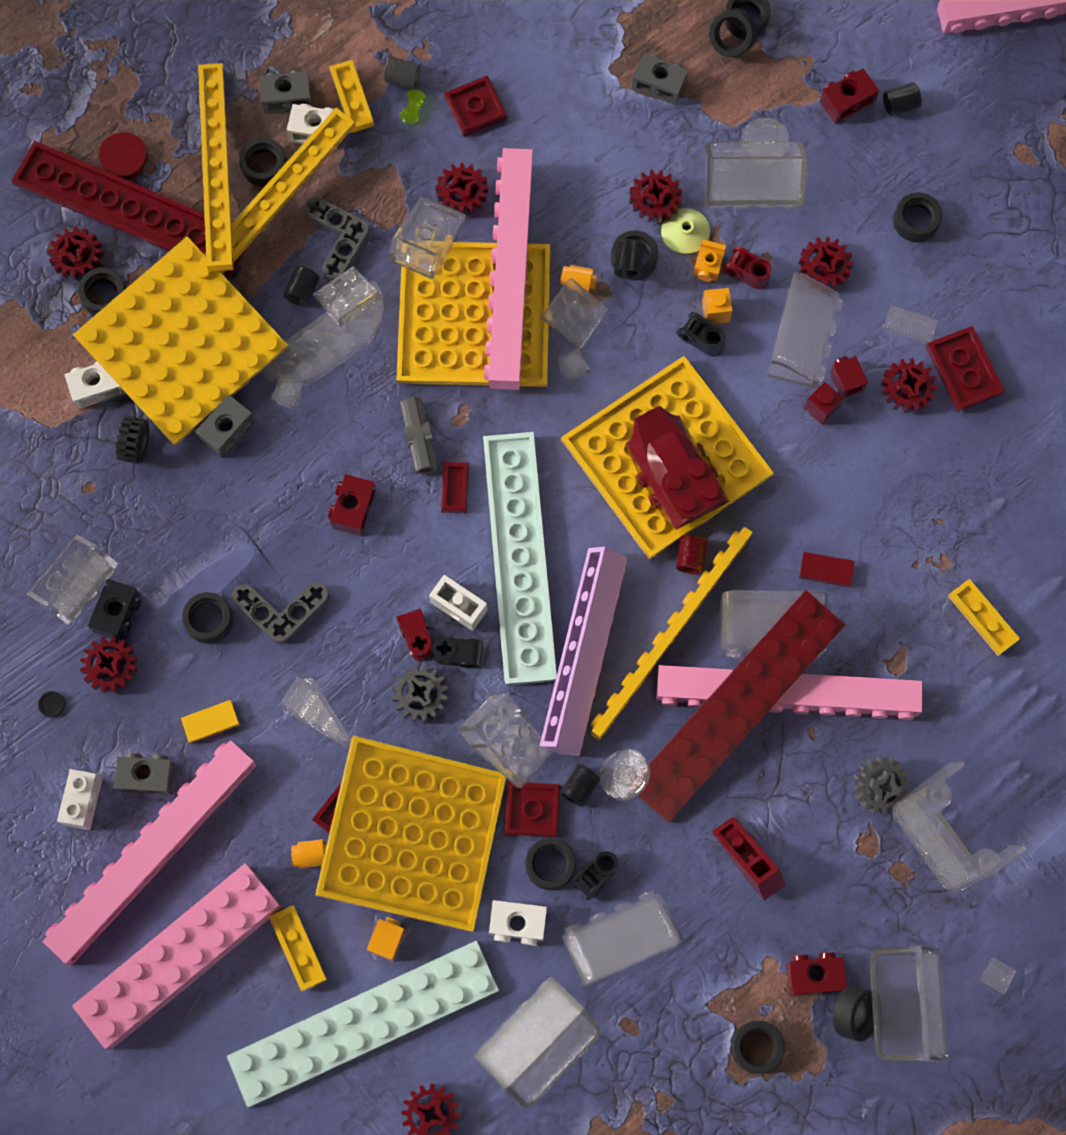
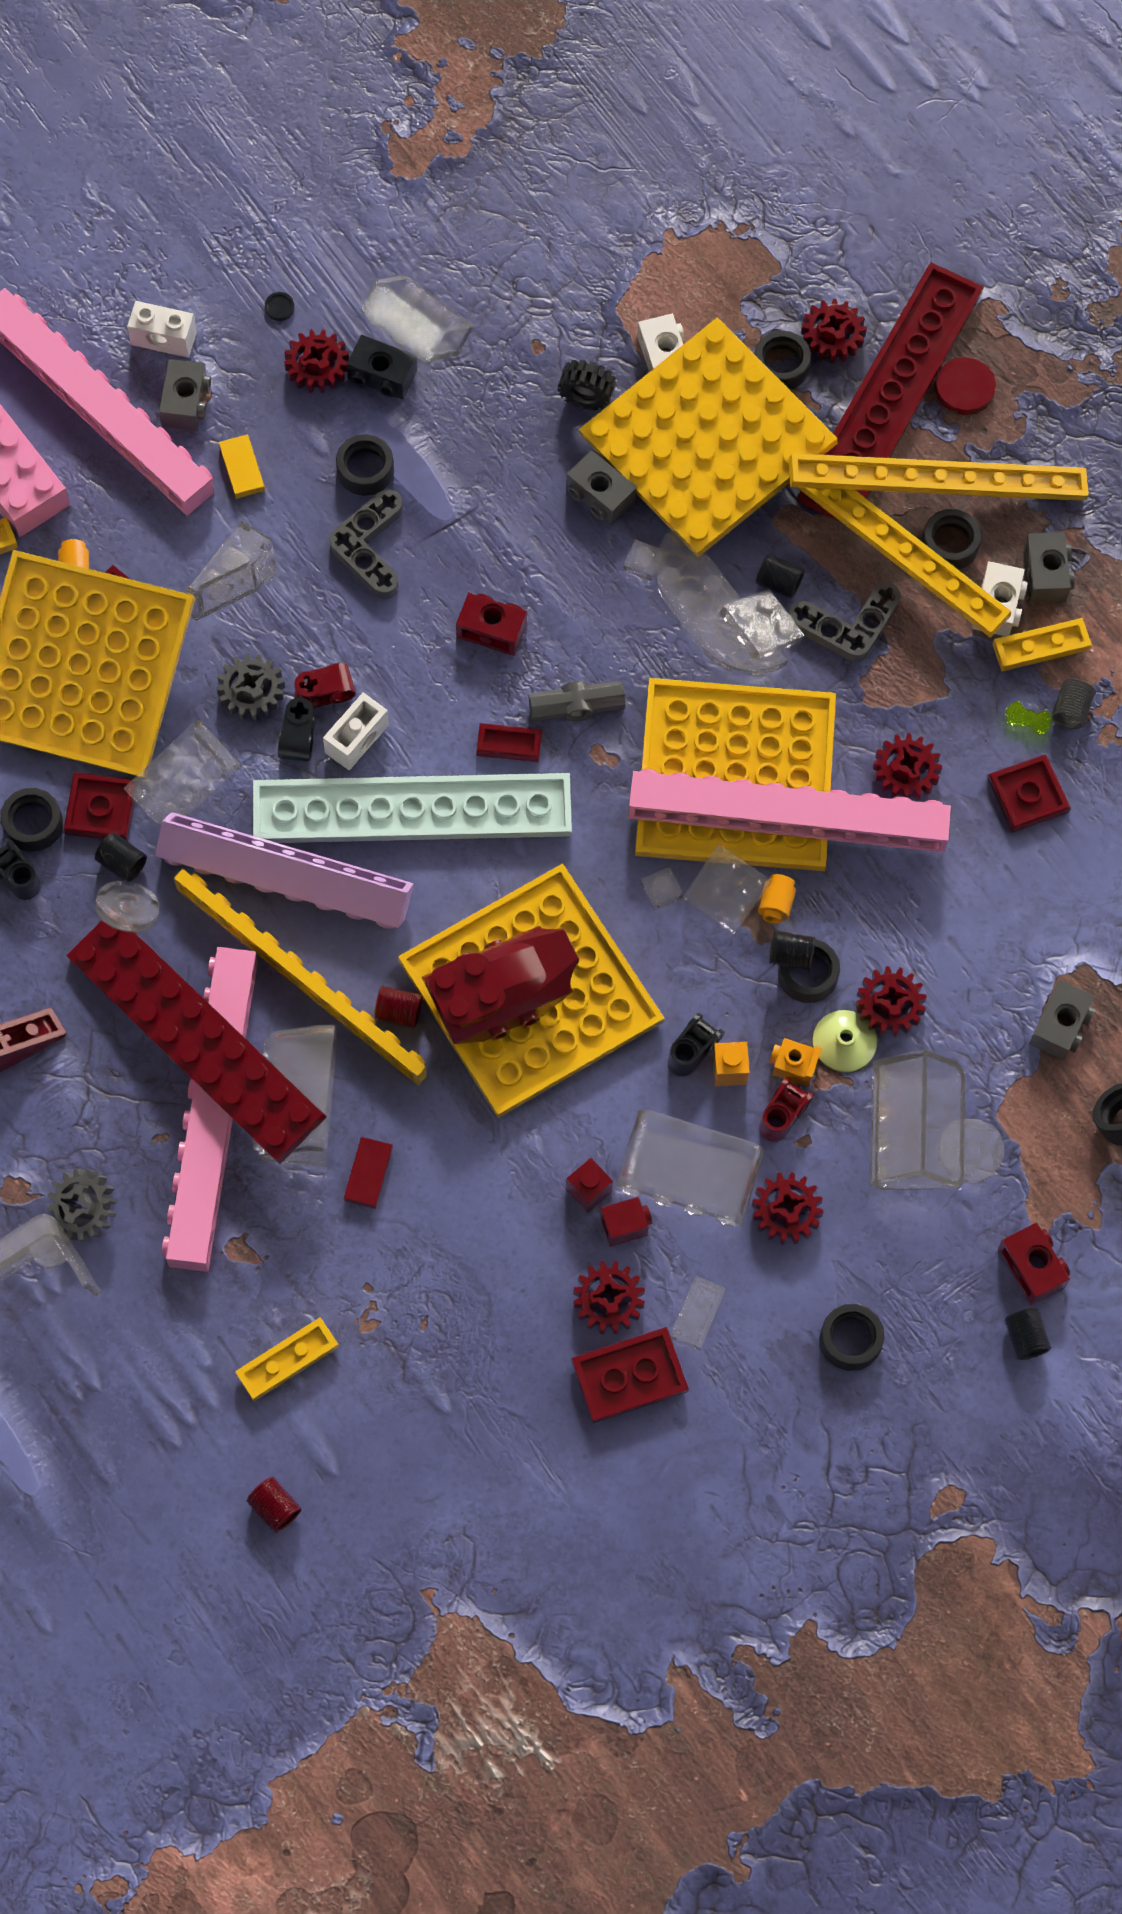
camera: 90 degrees right, 5 degrees down
(425, 237) = (835, 715): clear slope -> none

